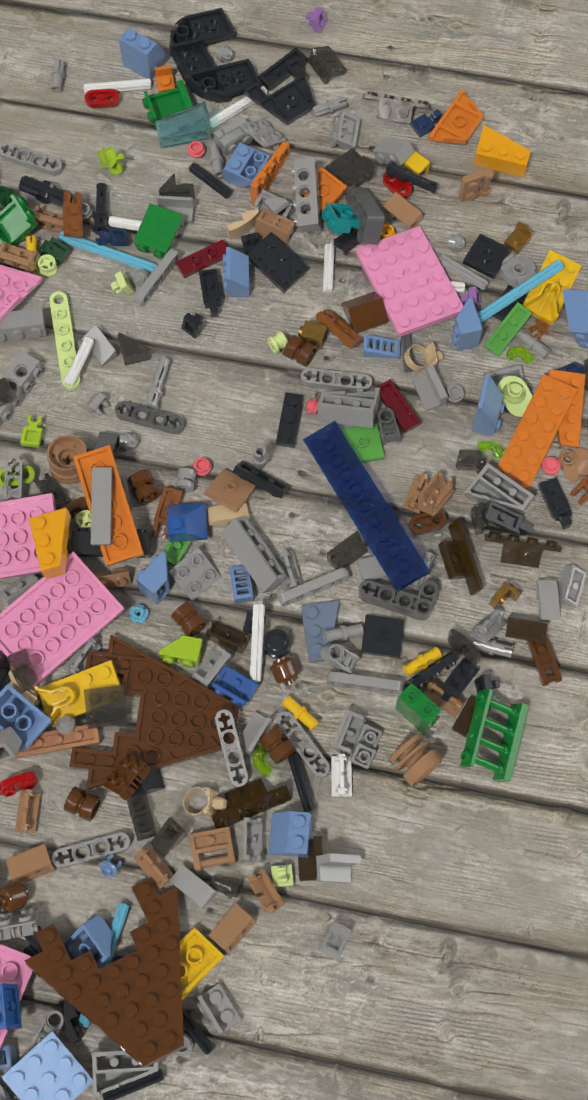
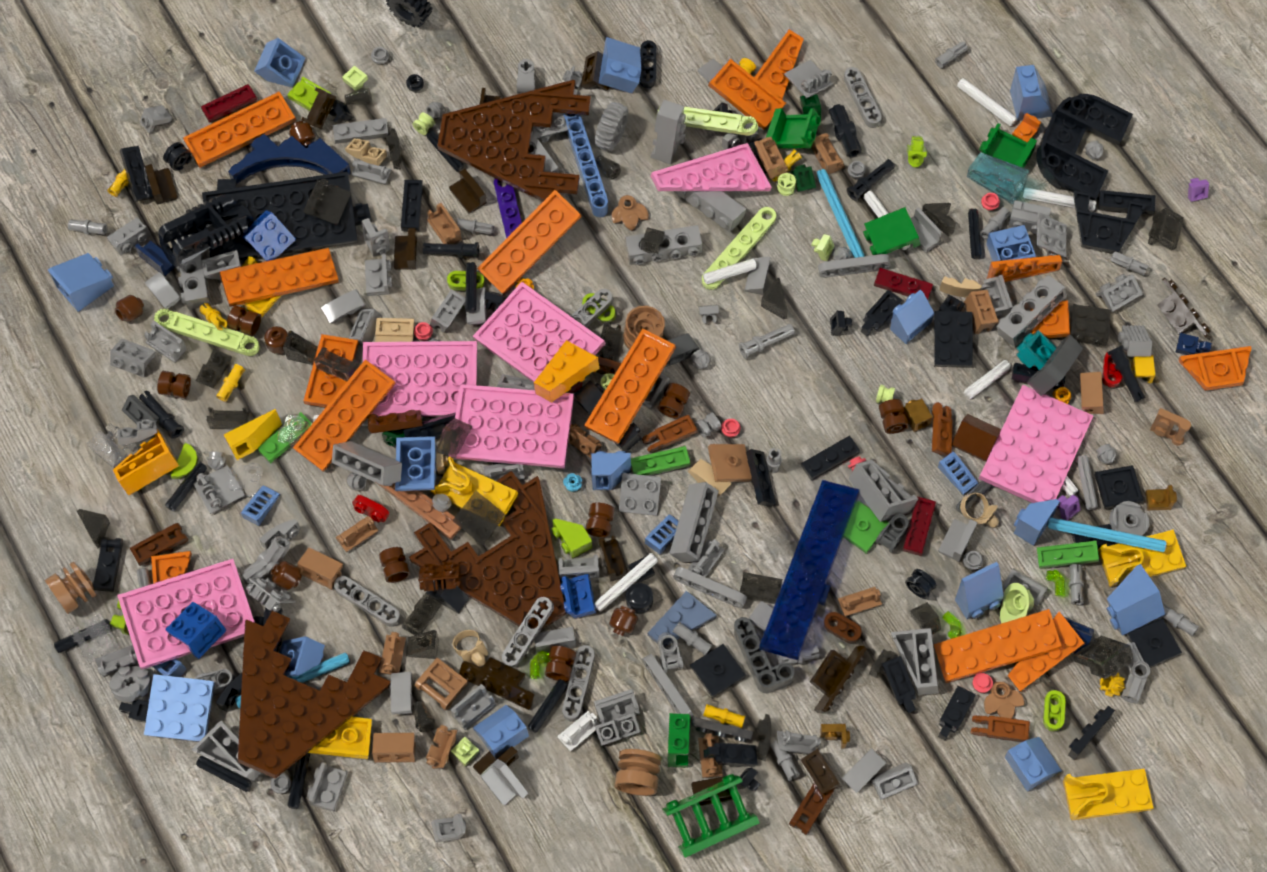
camera: 50 degrees right, 5 degrees down
(32, 435) = (641, 291): lime plate -> none
(72, 215) = (841, 165): dark orange hinge -> none
(101, 506) = (623, 381): light grey tile -> none
(102, 98) = (965, 101): red plate -> none
(108, 868) = (363, 623): medium blue plate -> none
(115, 236) = (856, 208): dark blue plate -> none
(150, 415) = (734, 358): dark grey beam -> none
(187, 522) = (673, 453): blue slope -> none
(276, 204) = (998, 295): light grey tile -> none
(300, 713) = (601, 660): yellow pin -> none
(335, 384) = (894, 465): light grey beam -> none
(435, 494) = (869, 613): medium nougat hinge -> none
(443, 441) = (920, 583): none -> black wheel
(500, 153) = (1221, 422): light orange wedge -> none
(521, 551) = (886, 717): dark brown bracket -> none
(541, 327) = (1096, 579): clear orange plate -> none

